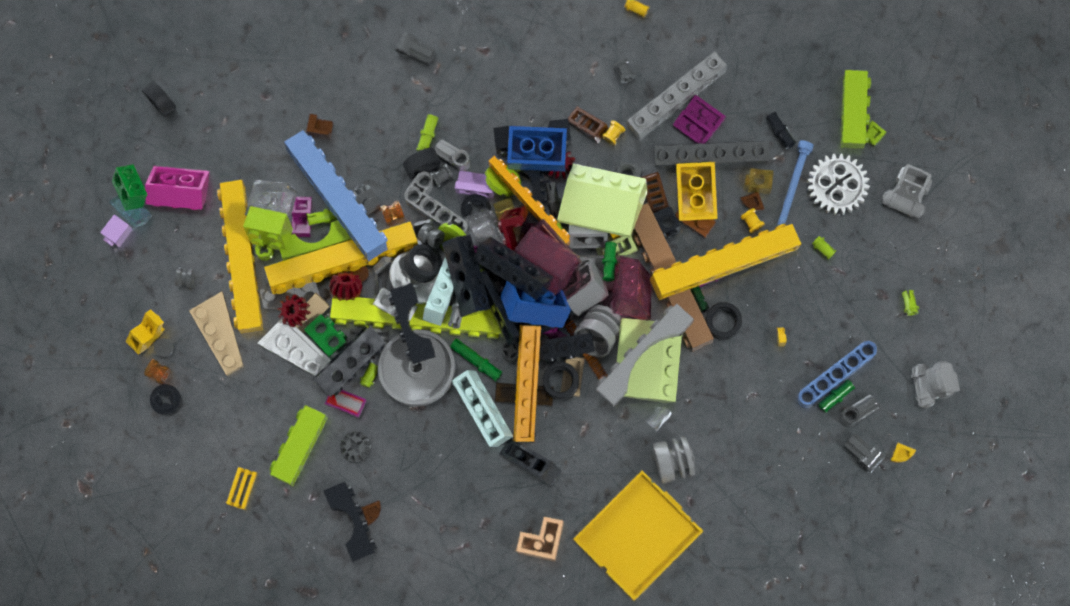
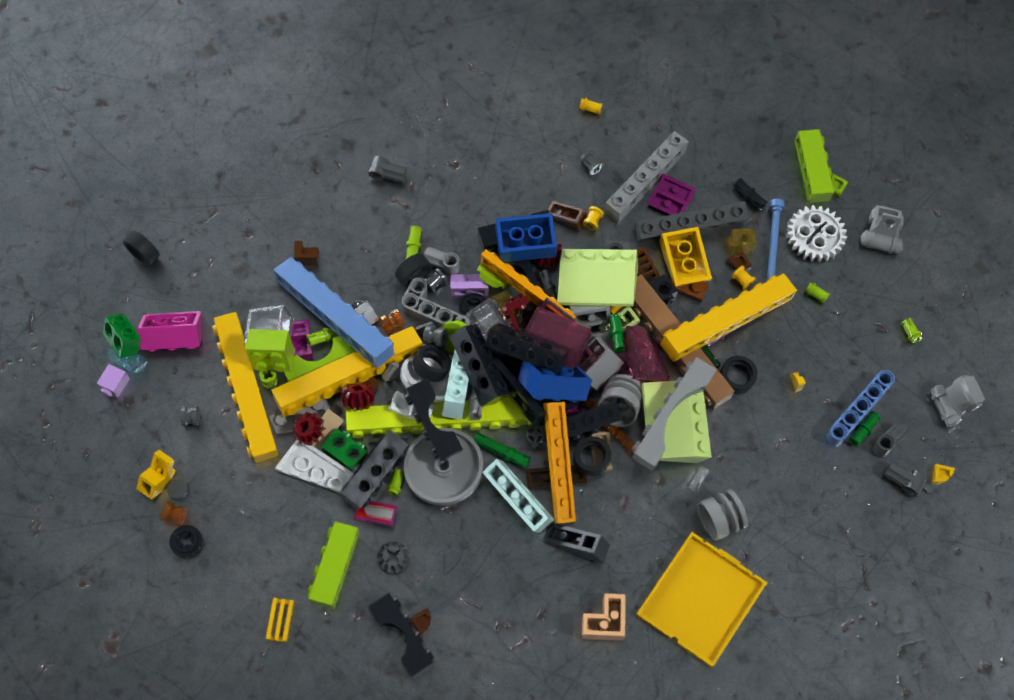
camera: 20 degrees left, 10 degrees down
(215, 324) = (231, 463): tan wing -> none

